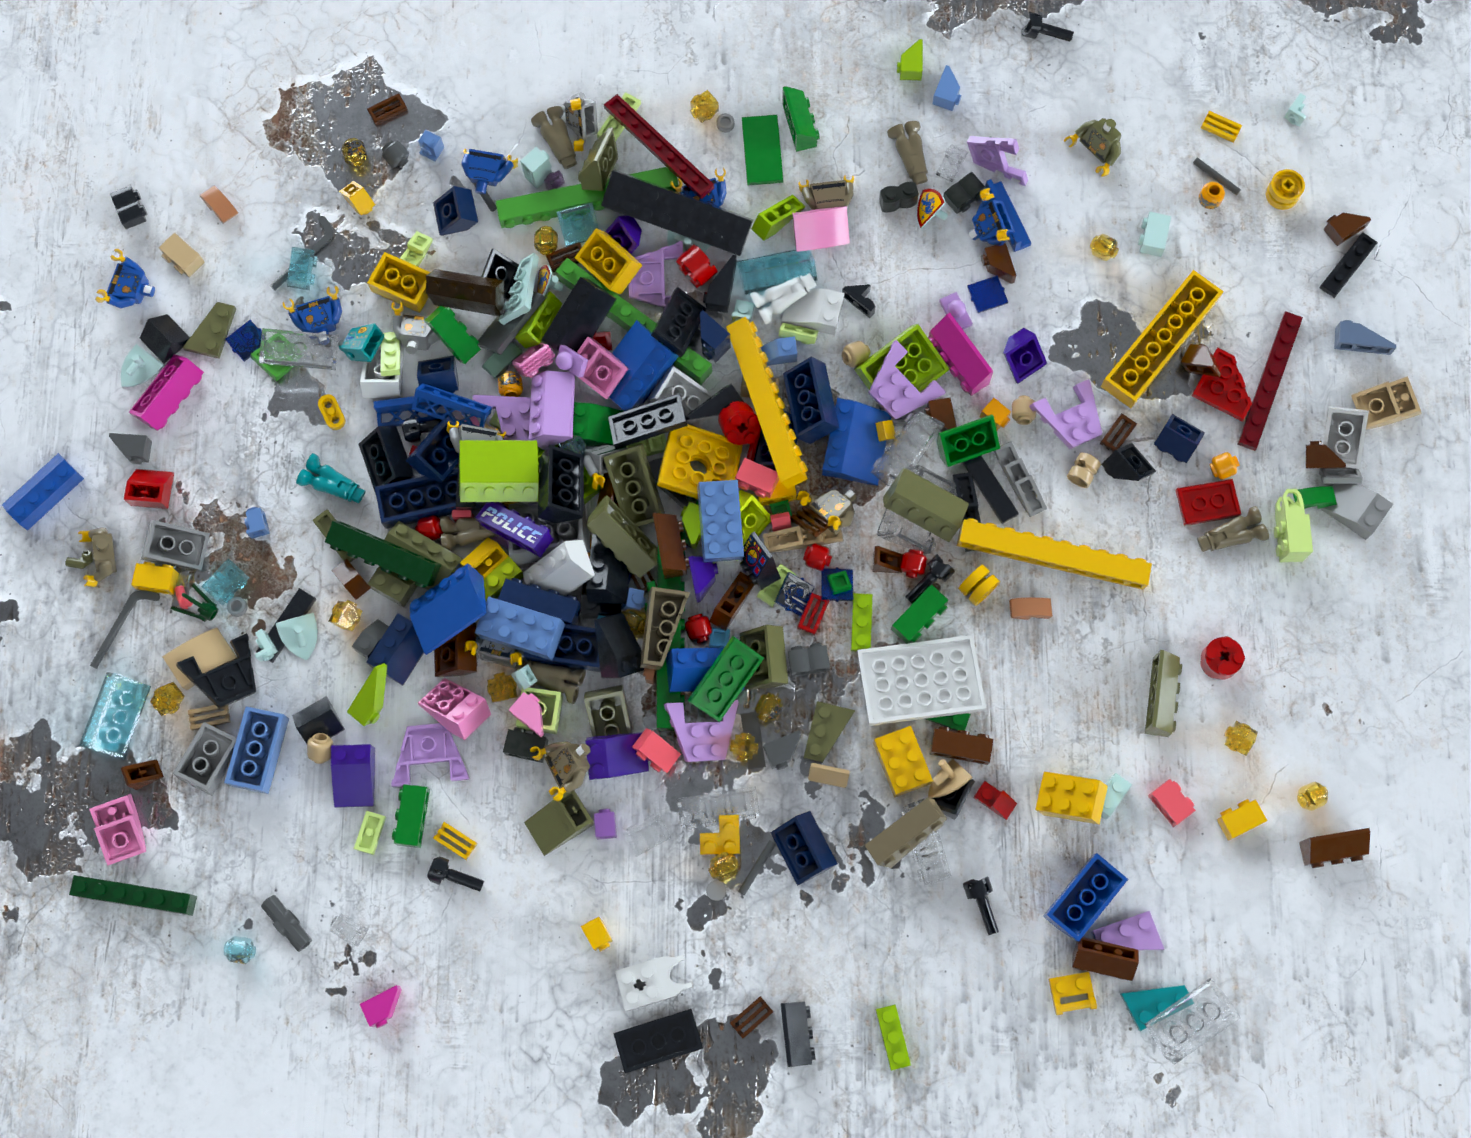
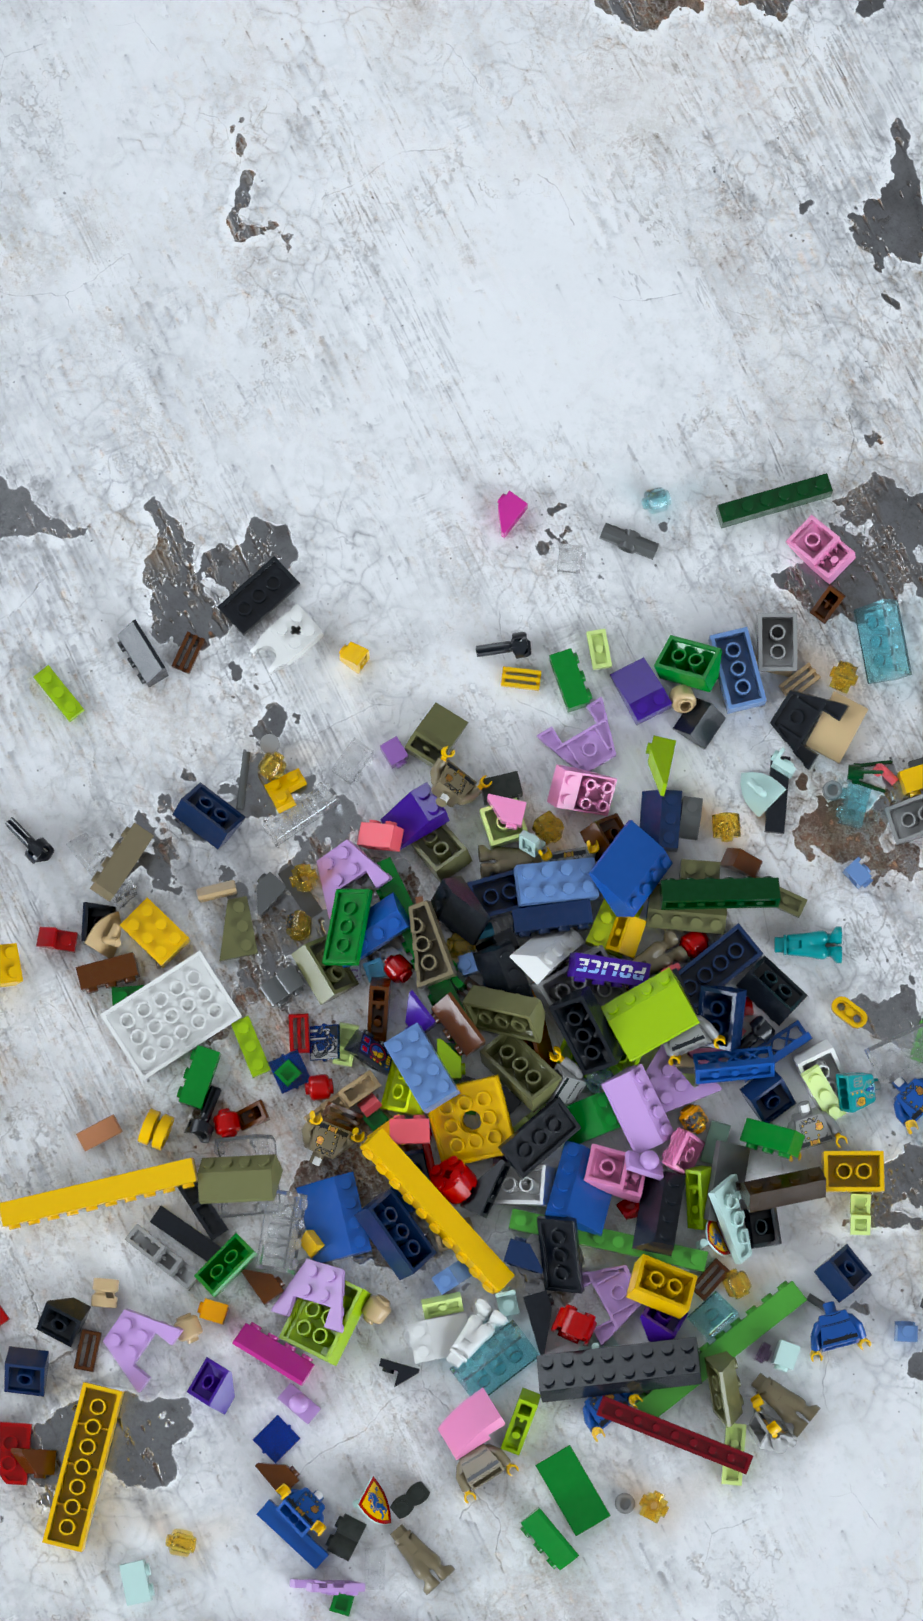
camera: 150 degrees right, 5 degrees up
(294, 775) = (689, 663): none -> green slope

